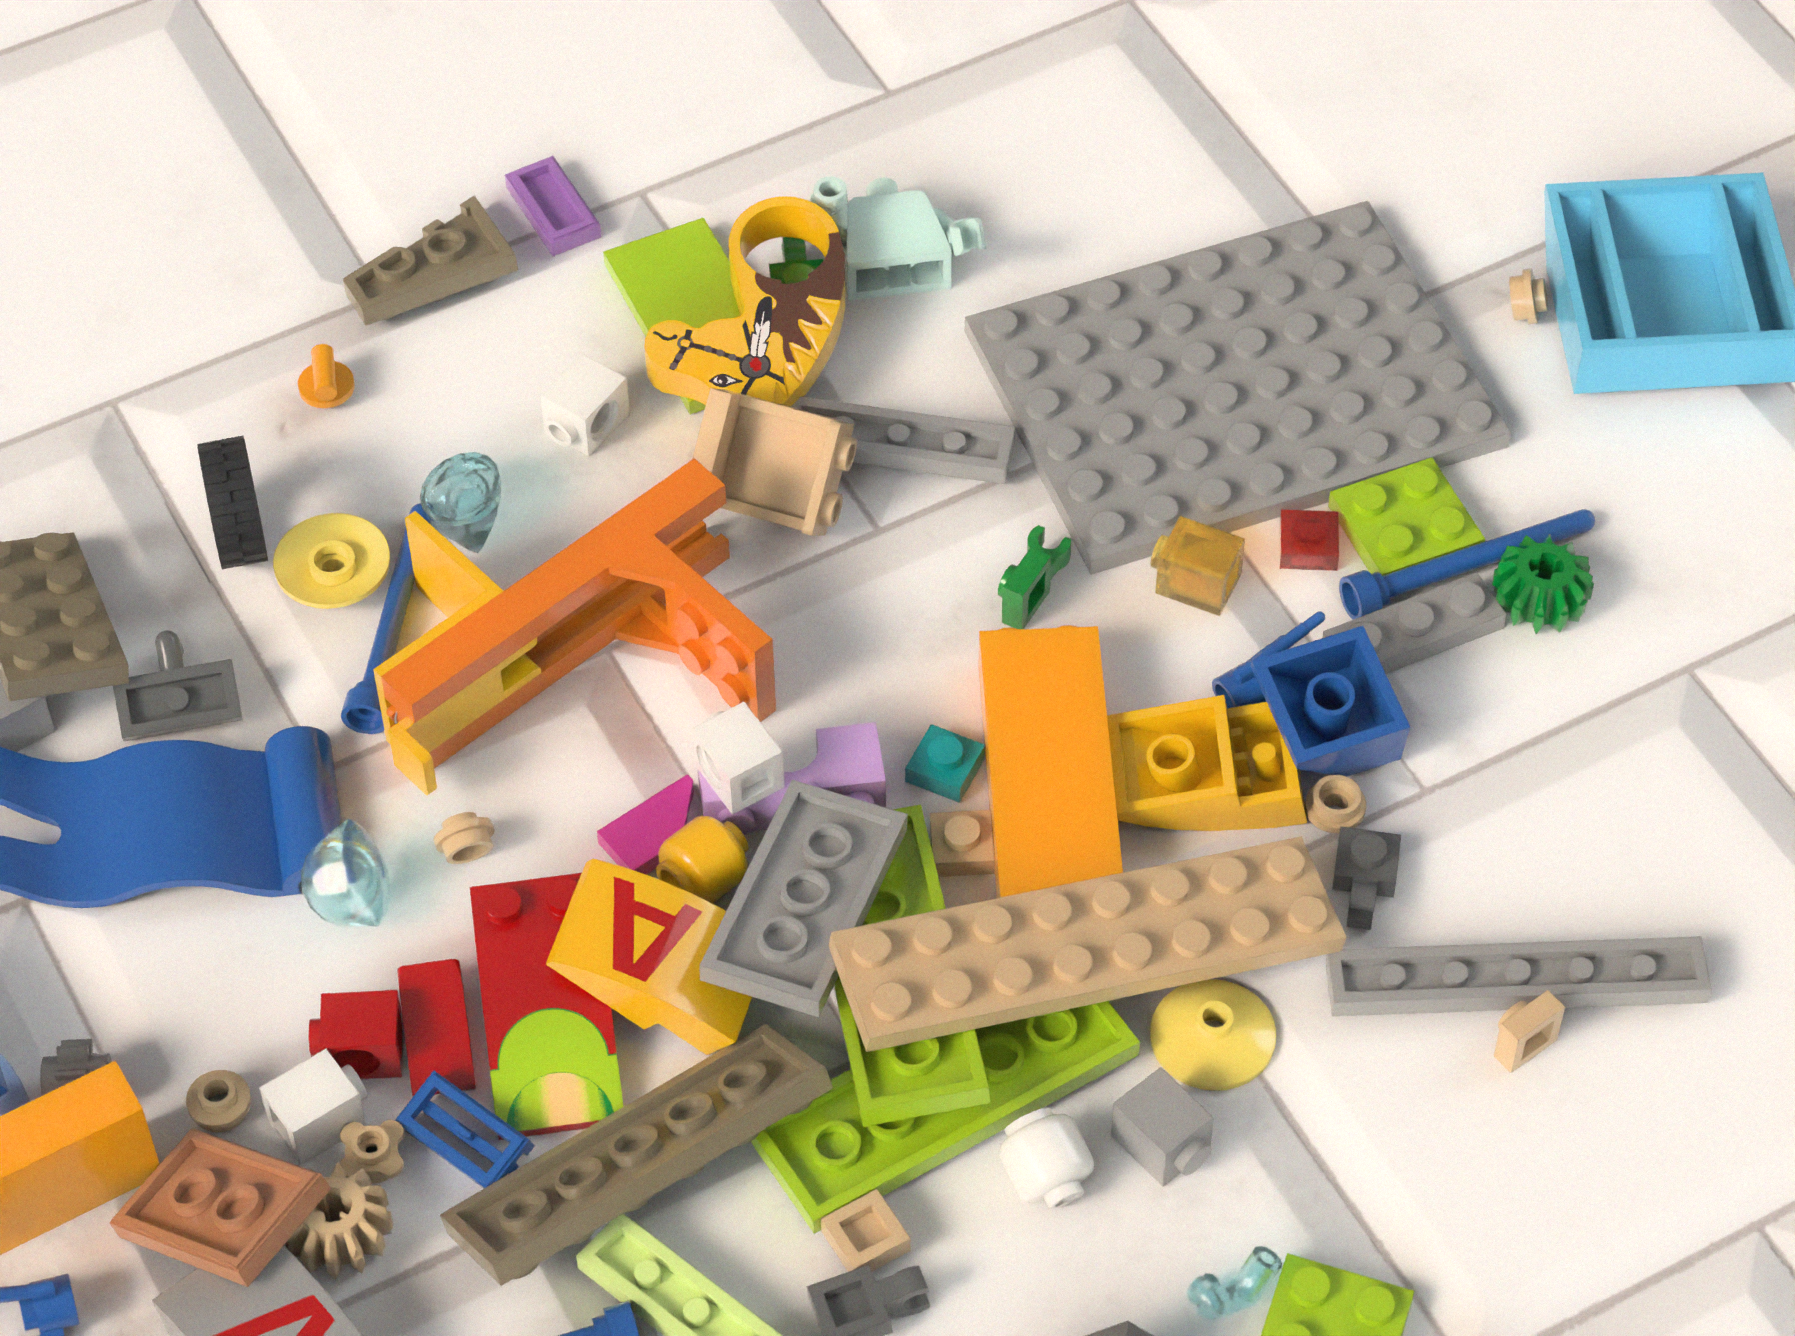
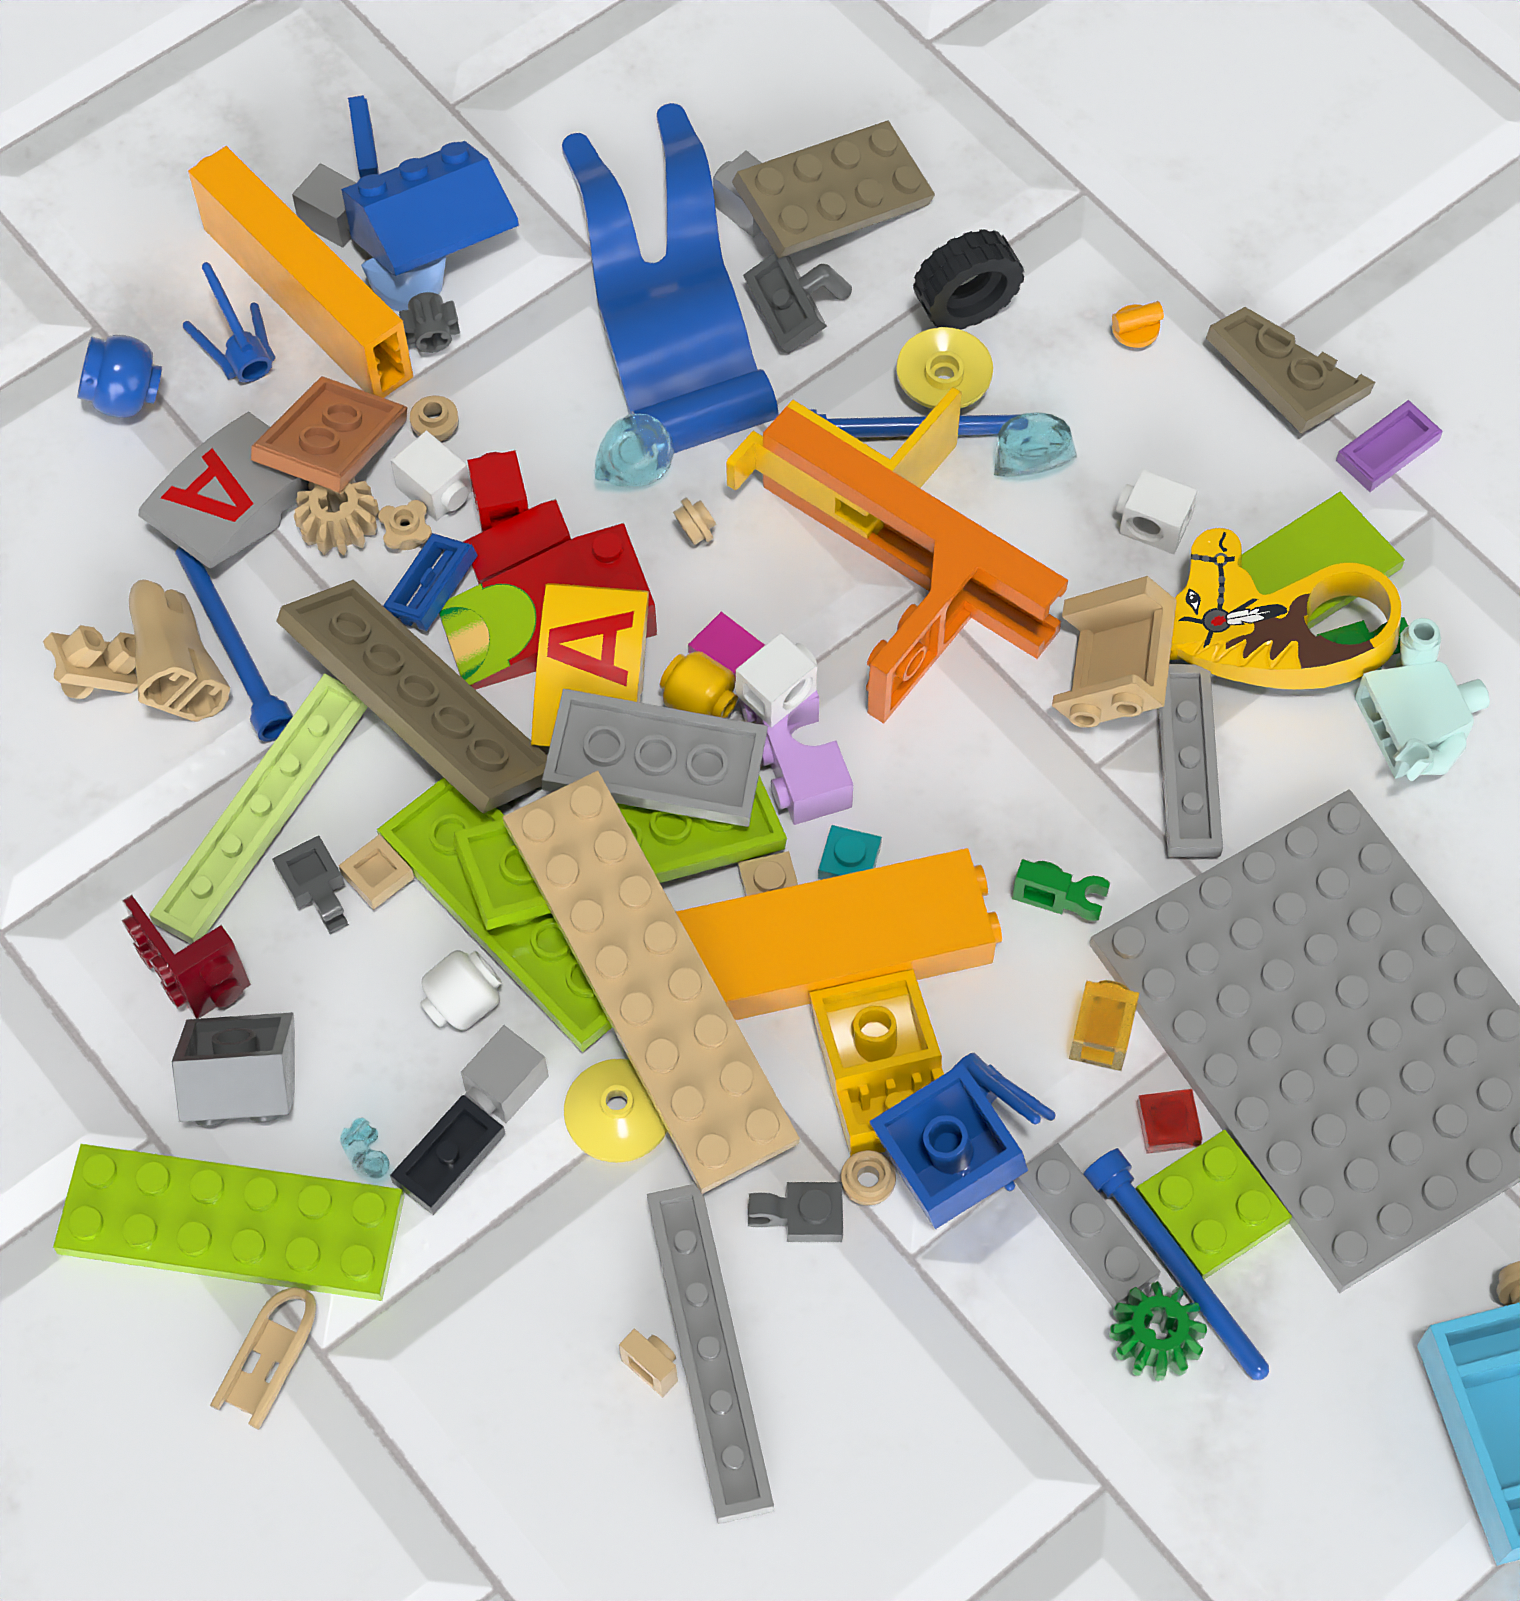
camera: 80 degrees right, 10 degrees up
(1250, 1198) = (447, 1154): none -> black plate

